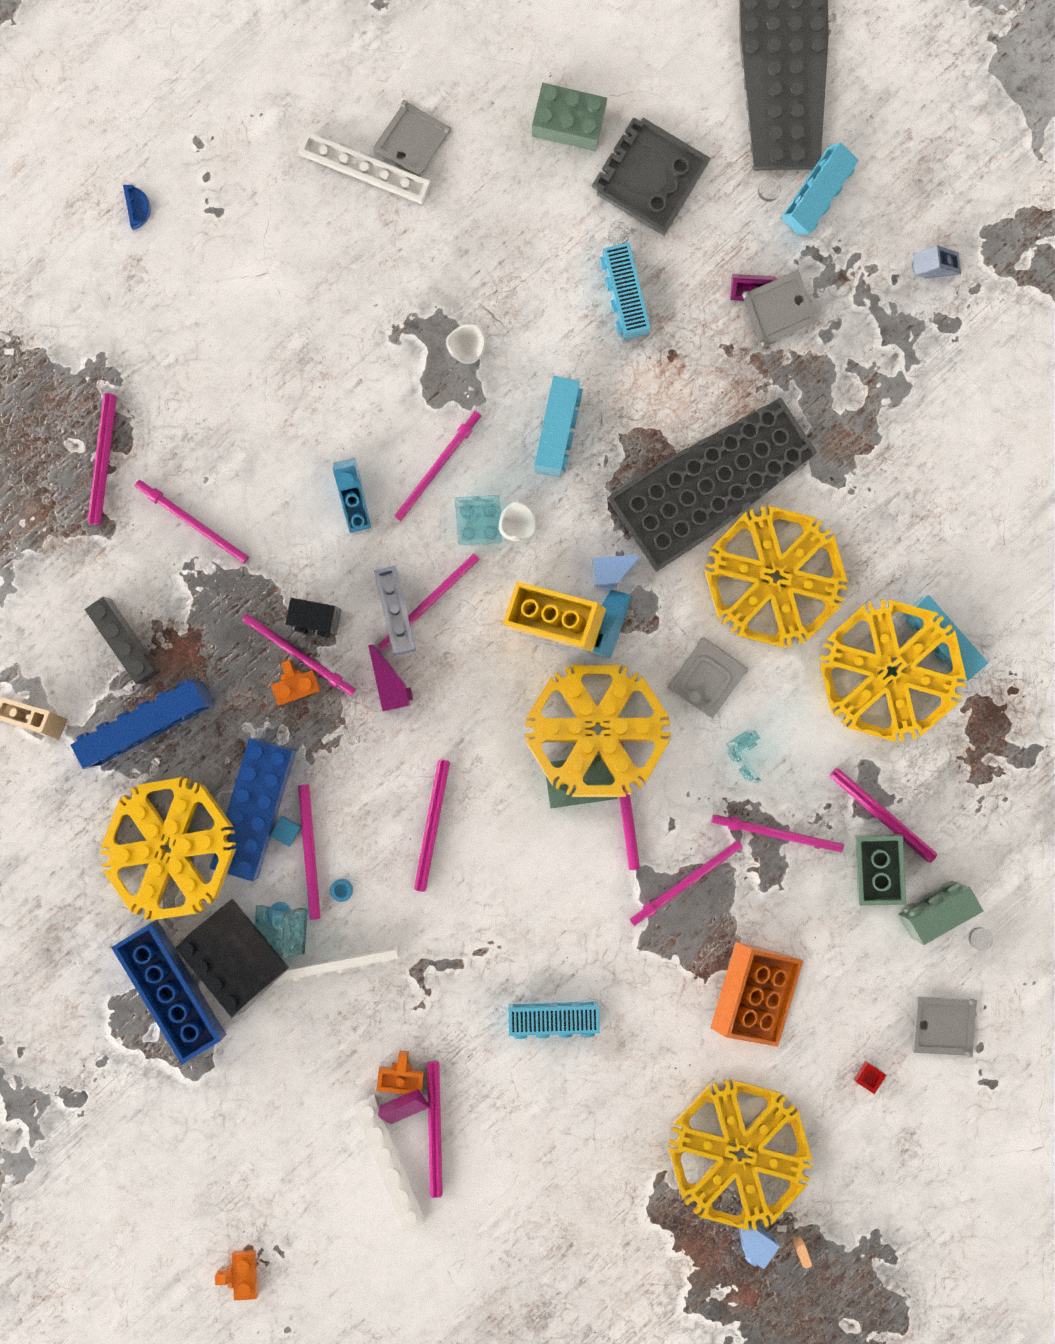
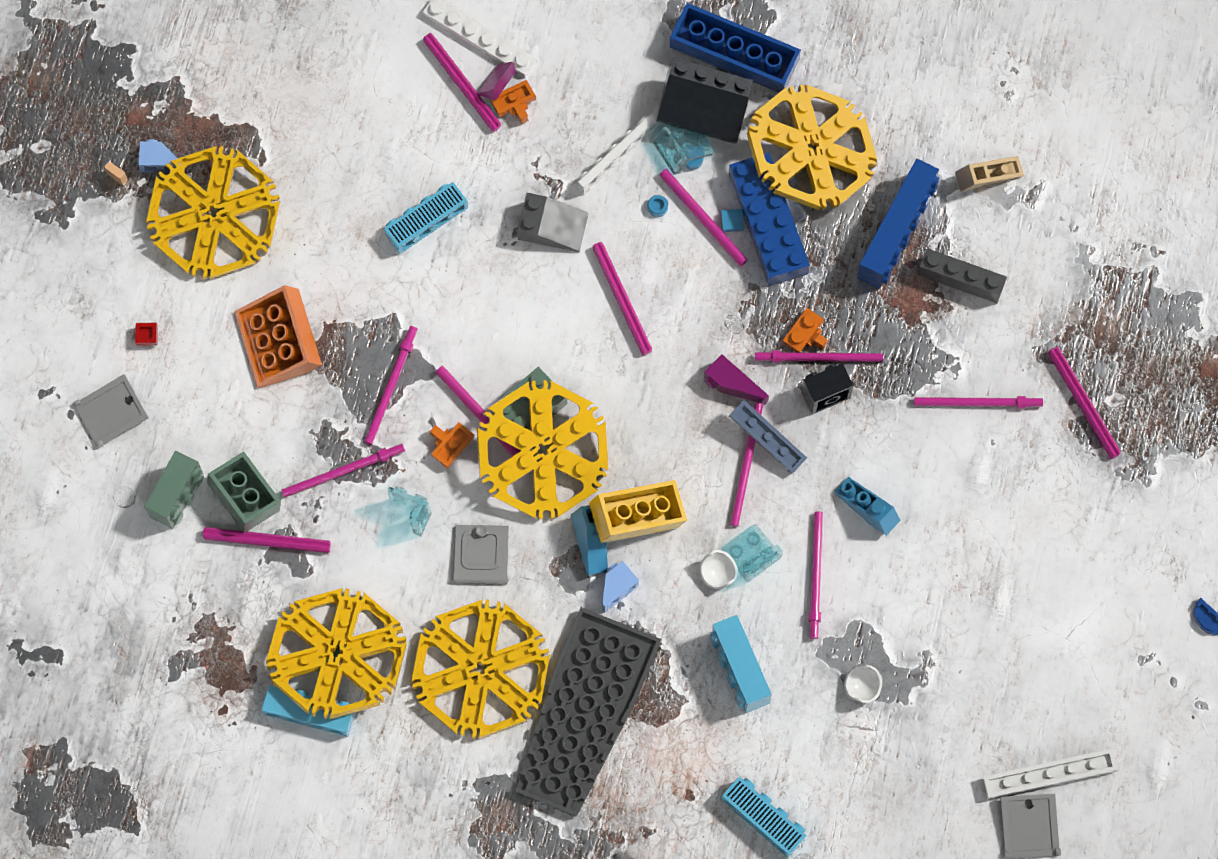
camera: 150 degrees right, 15 degrees down
(446, 937) = (551, 223): none -> slope
(670, 793) = (450, 443): none -> orange hinge

